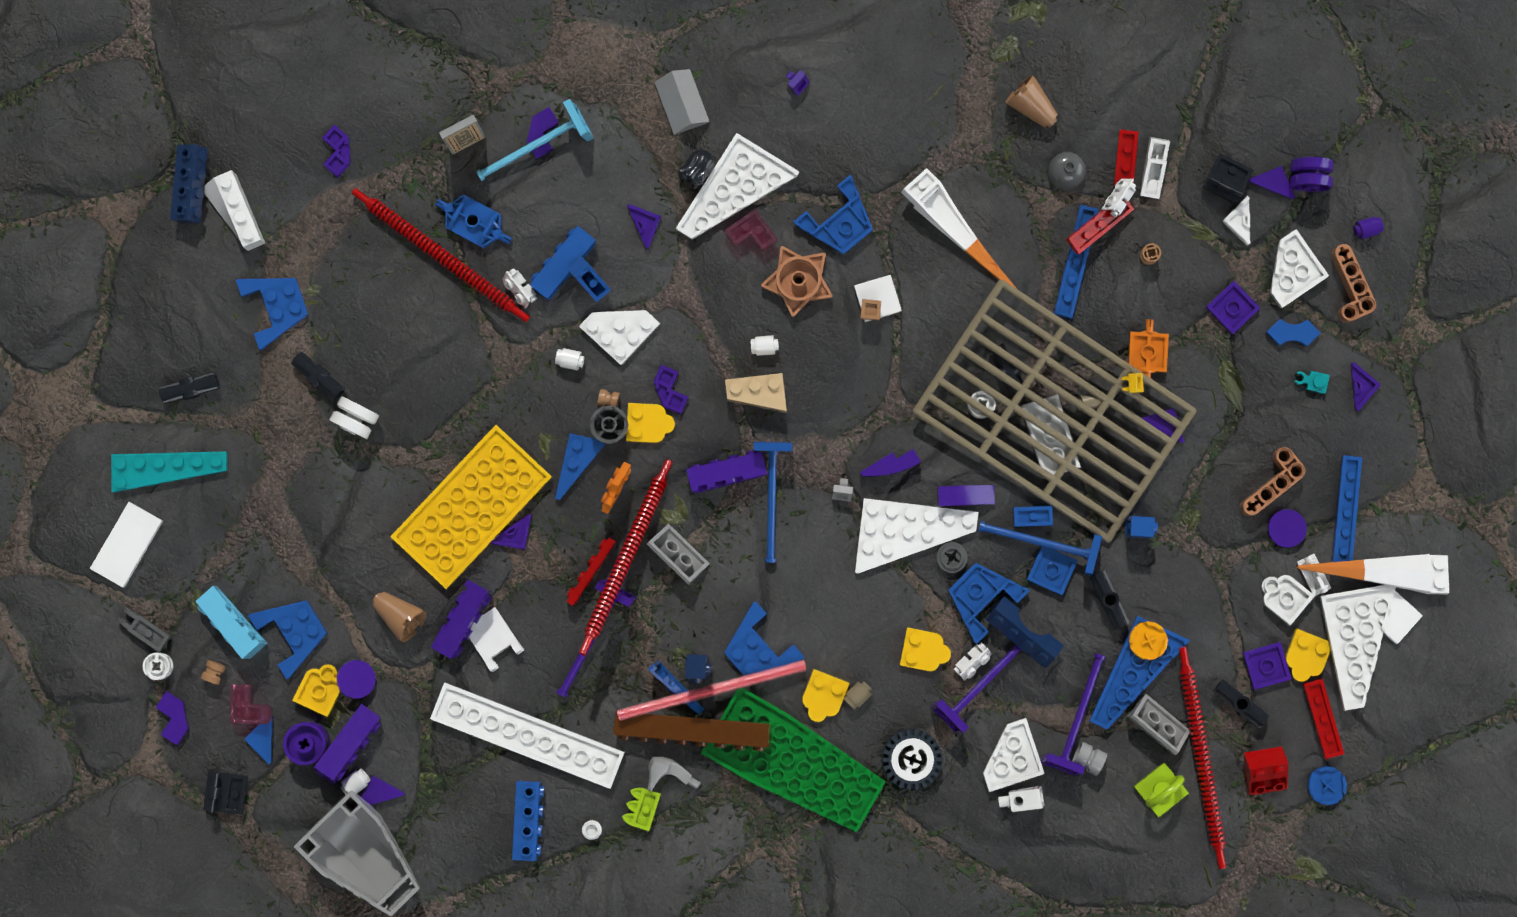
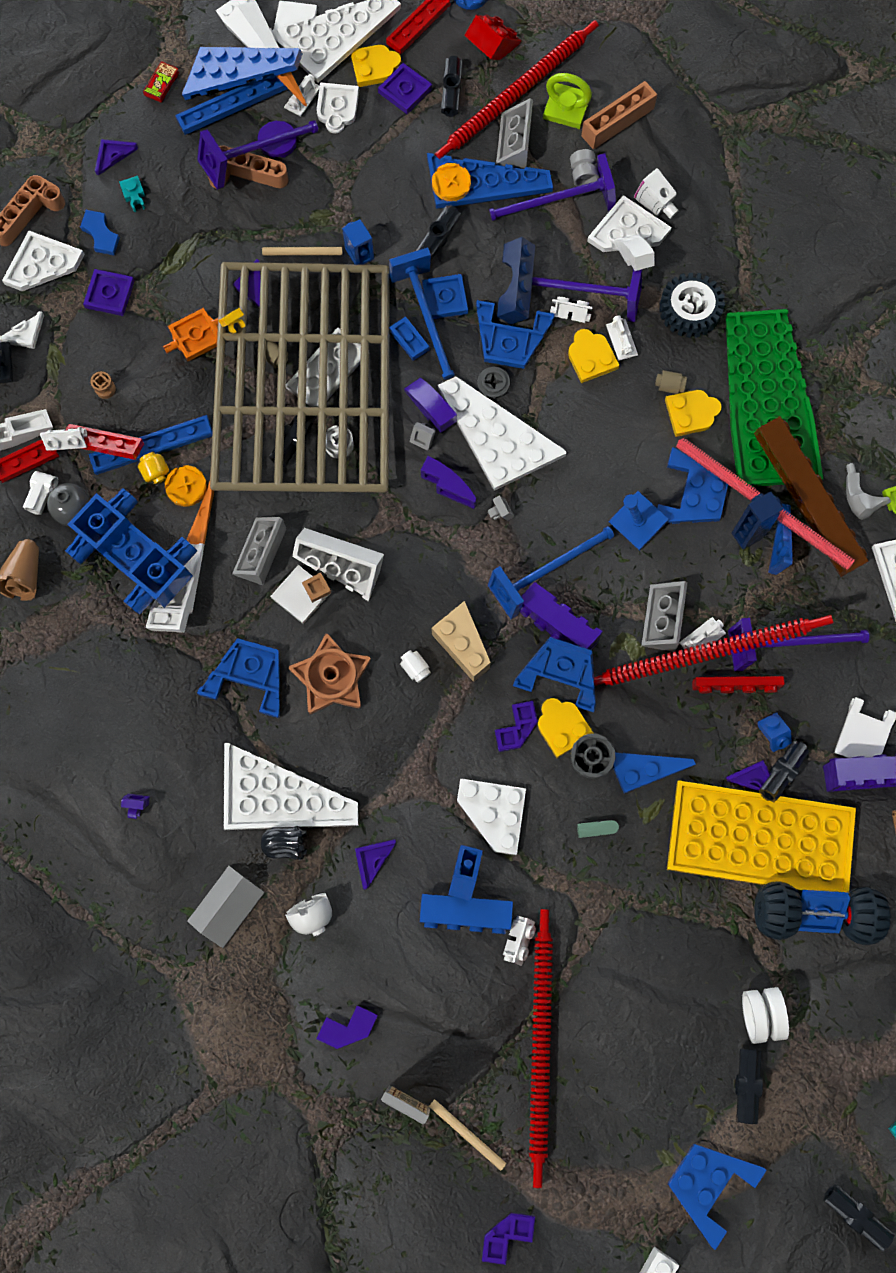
camera: 125 degrees left, 10 degrees down
(375, 537) = (860, 912): none -> black plate
(418, 167) = (467, 1134): none -> tan bar
(488, 225) = (494, 1053): blue plate -> none
(506, 556) = (784, 771): none -> black piece
(538, 573) = (775, 731): none -> blue bracket
(558, 395) = (597, 828): none -> sand green bar
(569, 359) = (554, 841): white brick -> none
(576, 121) = (315, 997): medium azure tile -> none
(608, 399) = (567, 777): medium nougat wheel -> none
(615, 486) = (649, 707): orange plate -> none
(633, 154) = (310, 915): none -> white cylinder
(643, 572) = (707, 632): none -> white hinge
(688, 448) = (564, 664): none -> blue wing
(753, 226) = (307, 752): clear pink brick -> none
(763, 586) = (638, 520): none -> blue tile
(884, 342) = (340, 560): none -> white wedge
(921, 684) = (621, 338): none -> white hinge
(933, 289) = (260, 549): none -> light grey slope
(943, 471) = (422, 436): none -> light grey tile
(982, 738) = (635, 251): none -> white slope
(992, 192) = (105, 528): none -> blue piece
(1023, 267) = (185, 486): none -> light orange tile
(1053, 250) = (153, 468): none -> yellow head
(1093, 157) = (41, 486): none -> white piece
(1118, 821) = (619, 115): none -> nougat brick
(1168, 483) = (276, 251): none -> tan bar
(1286, 455) = (215, 161): none -> dark purple tile
(1375, 531) = (233, 66): none -> wing
(1406, 467) = (161, 82): none -> tile

